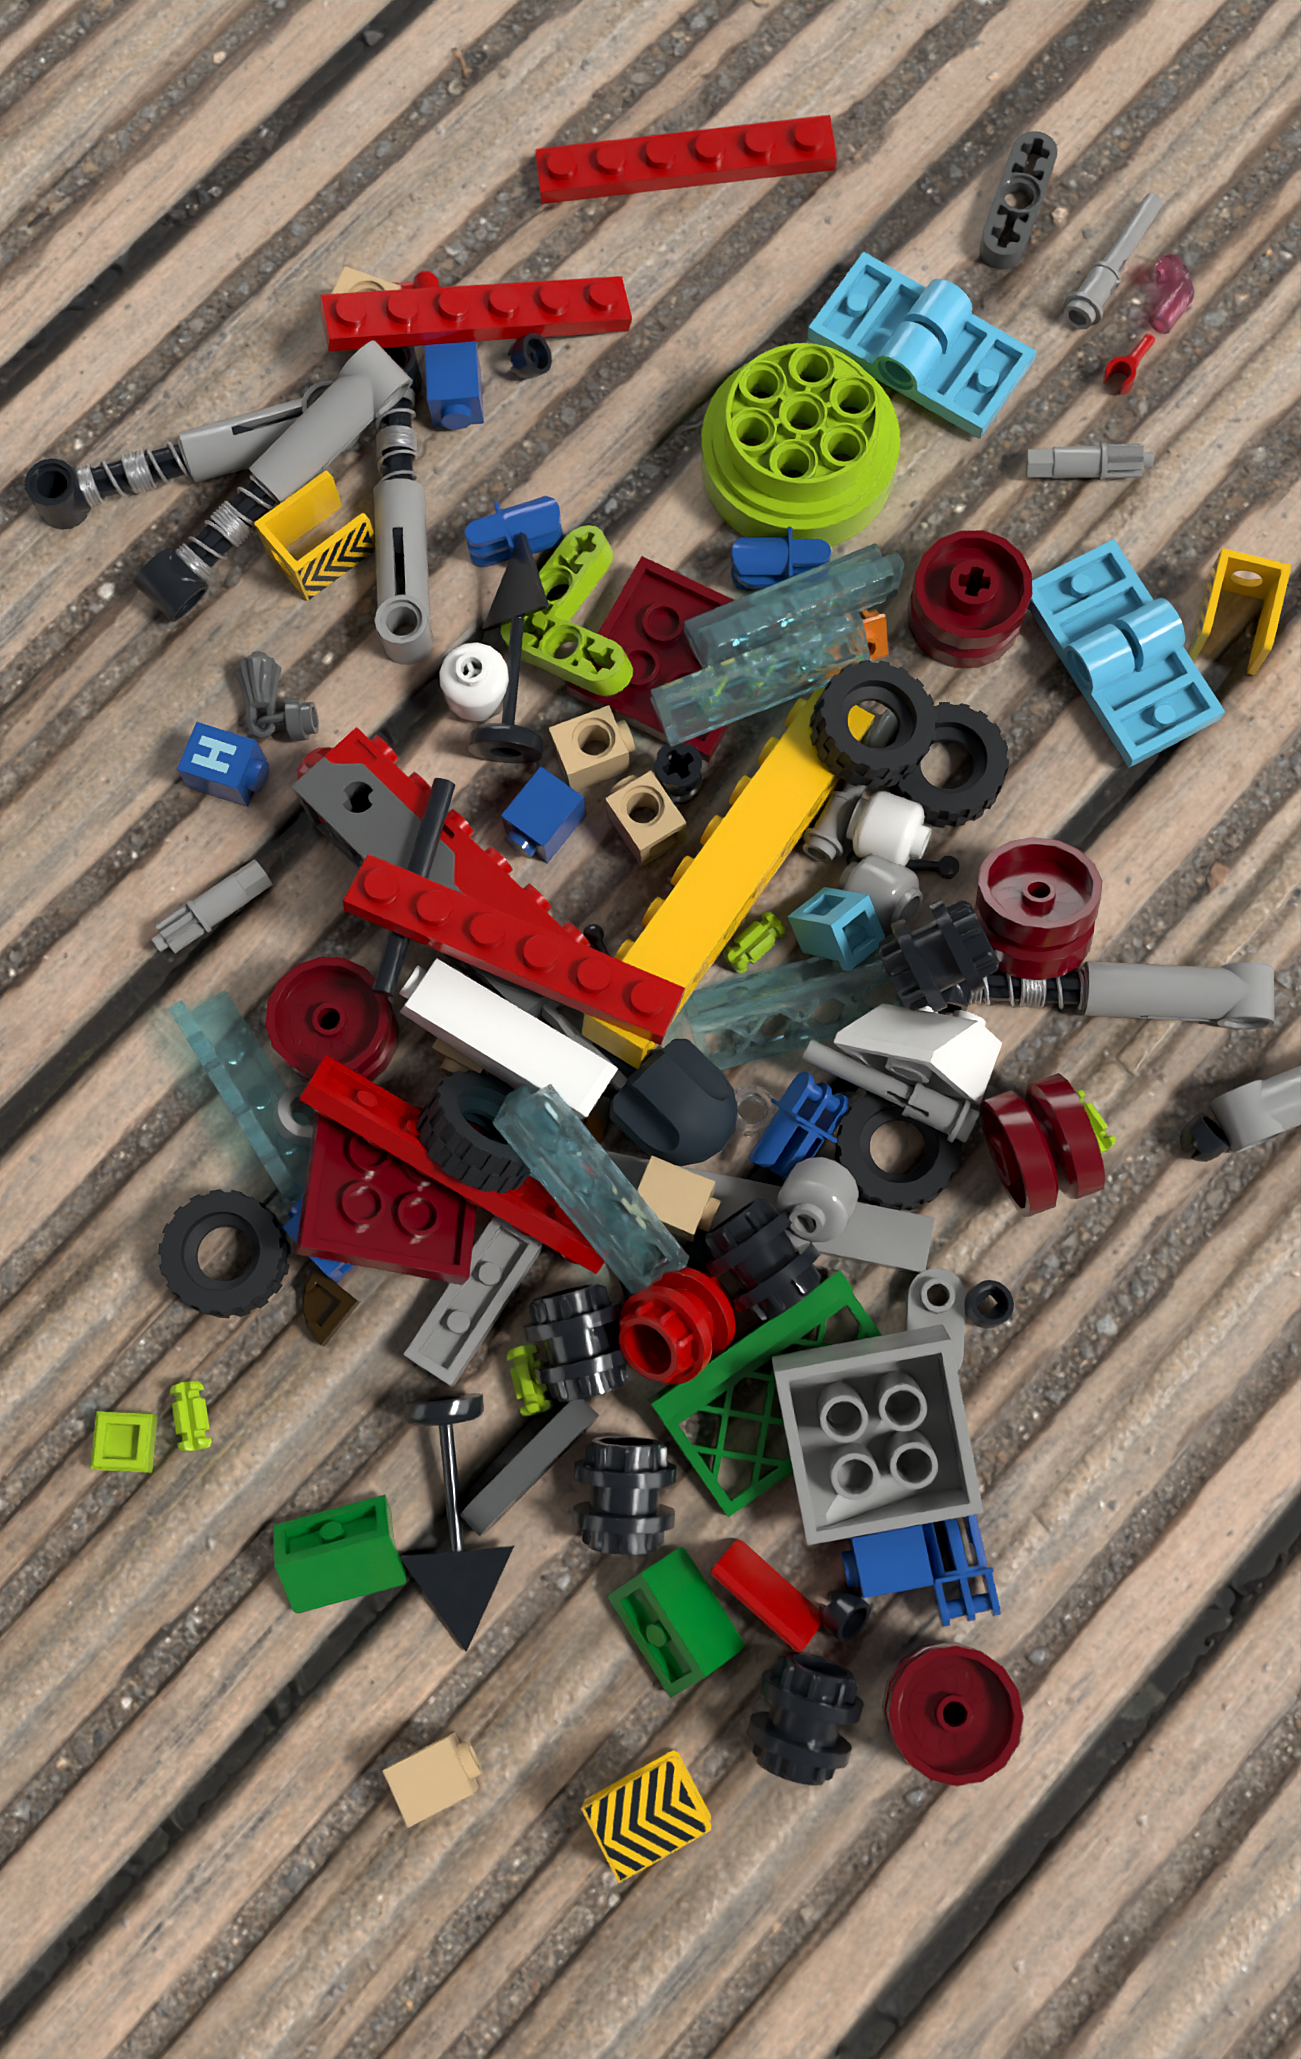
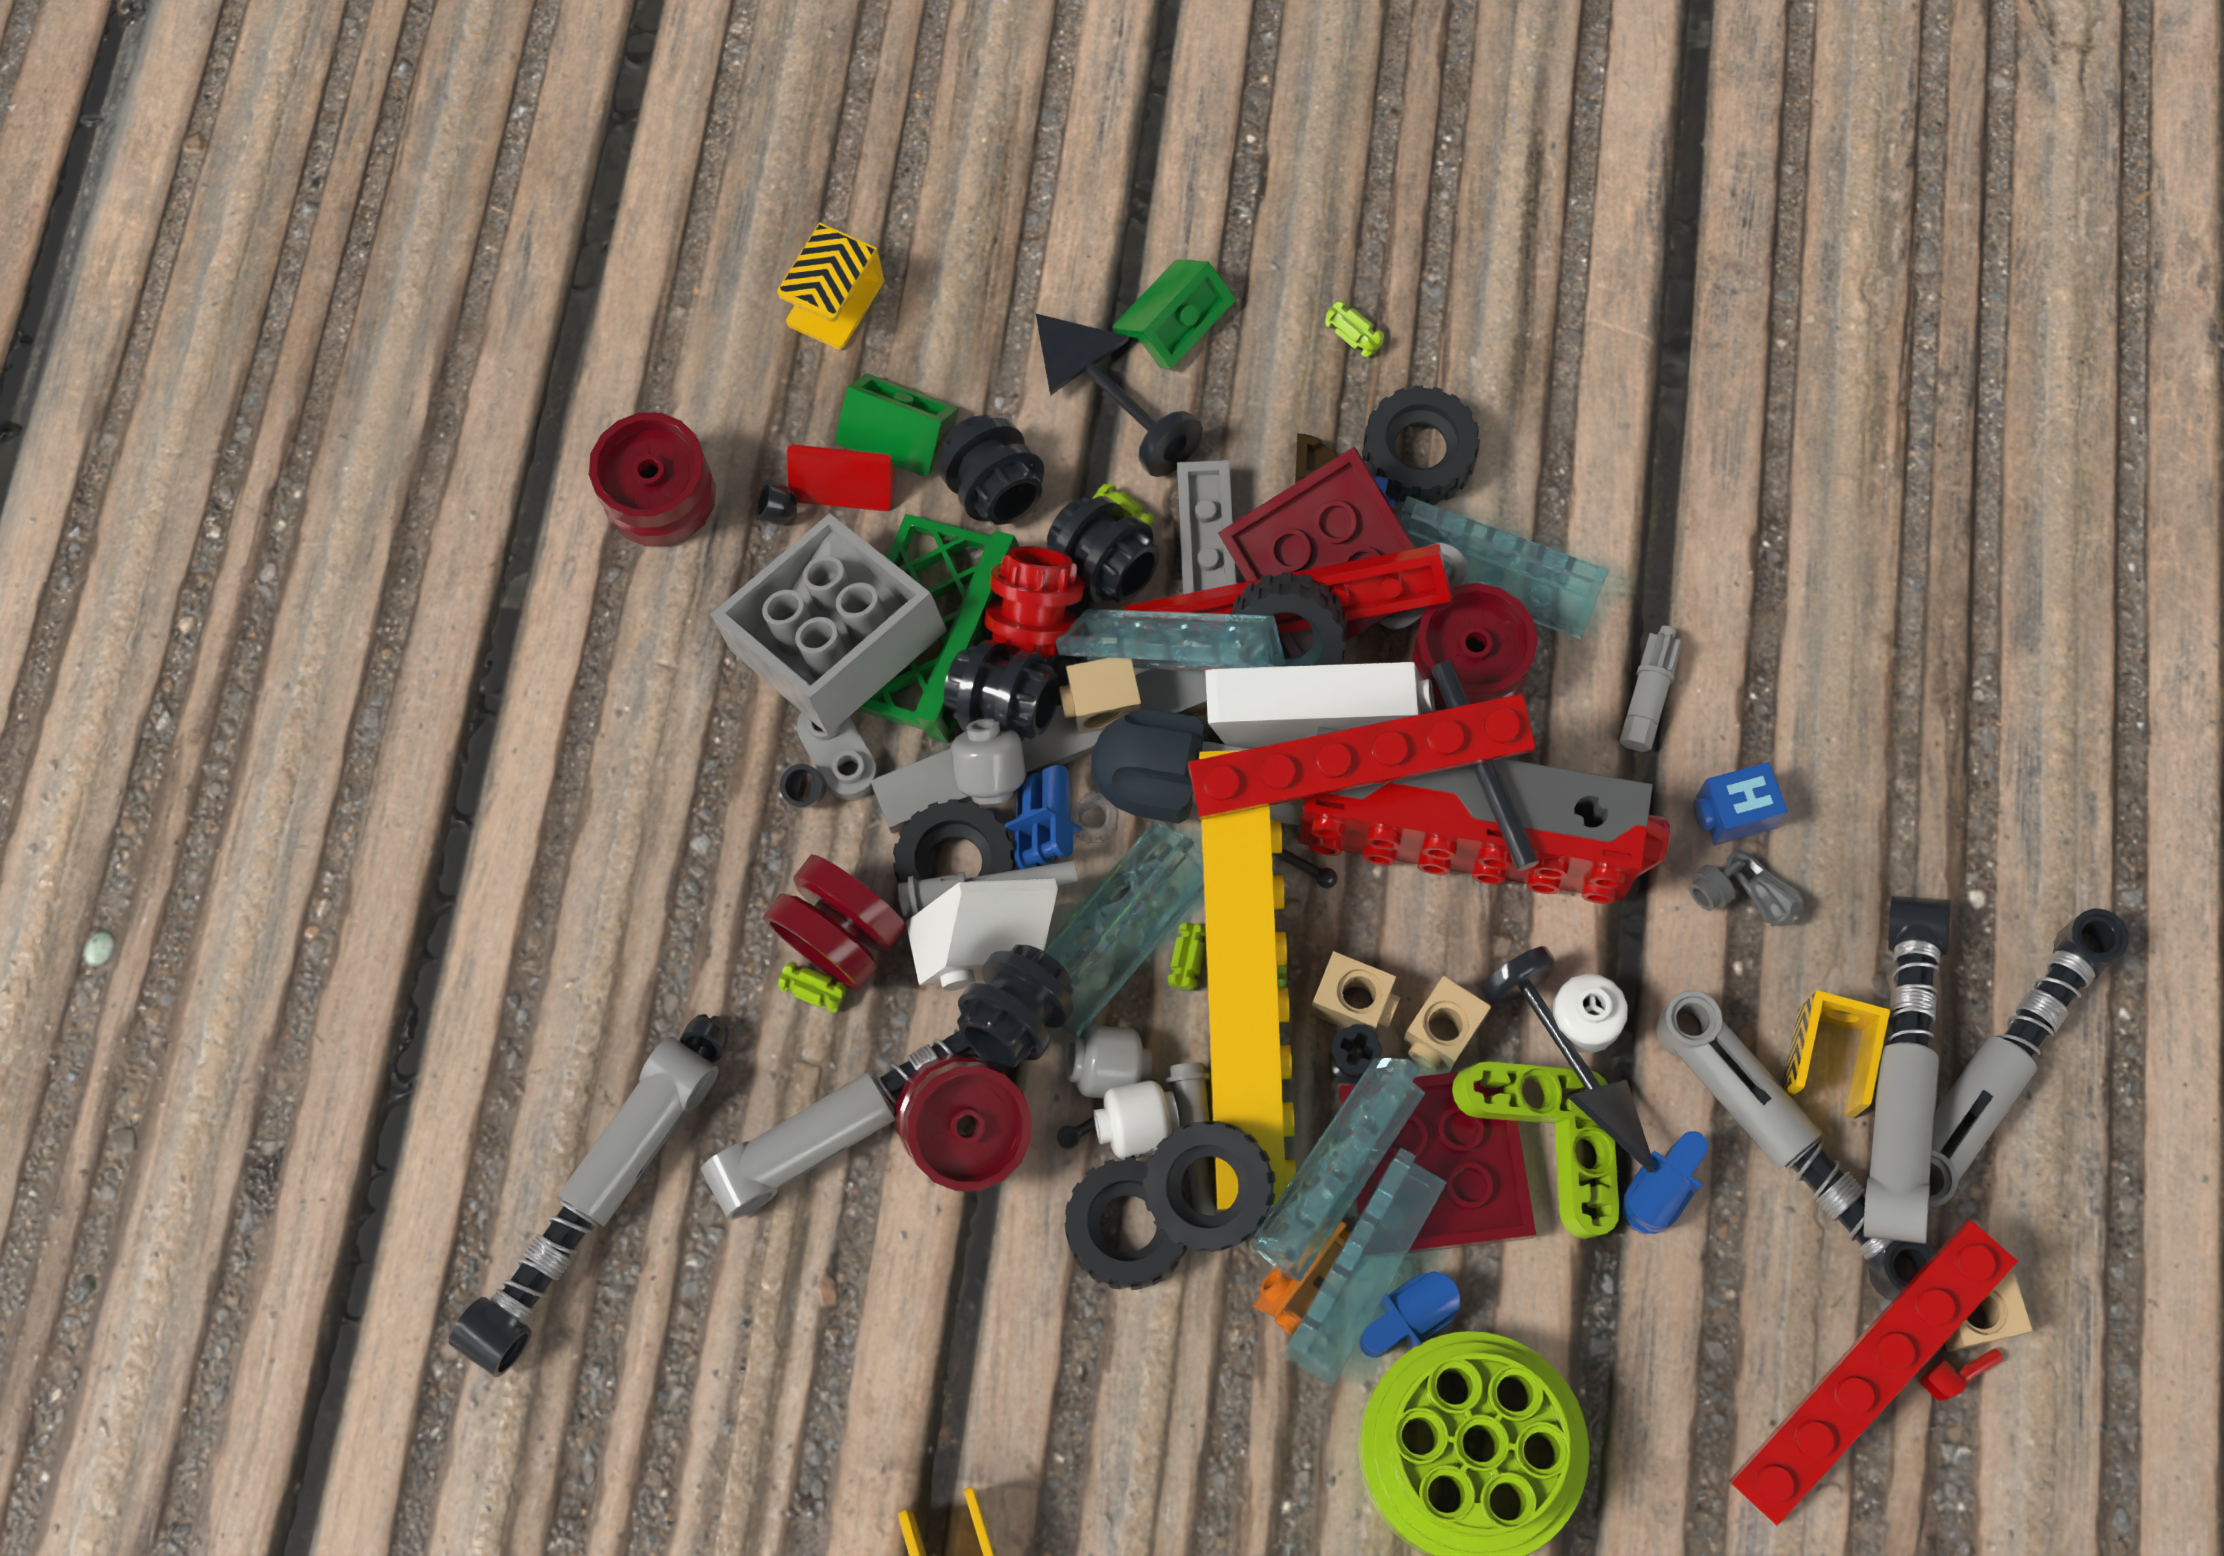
camera: 145 degrees right, 5 degrees down
(124, 1442) = (1388, 284): lime tile -> none
(433, 1778) = (998, 217): tan brick -> none
(454, 385) = (1836, 1291): blue brick -> none
(529, 1466) = (1078, 445): dark grey beam -> none
(540, 354) = (1784, 1367): black hinge -> none
(542, 816) = (1441, 938): blue brick -> none
(803, 1724) = (757, 410): black piece -> none
(837, 926) = (1122, 1001): medium azure brick -> none
(887, 1562) = (757, 545): blue brick -> none
(960, 1571) = (703, 581): blue arm -> none
(969, 598) = (1217, 1356): dark red wheel -> none
(1123, 652) = (1040, 1444): medium azure plate -> none

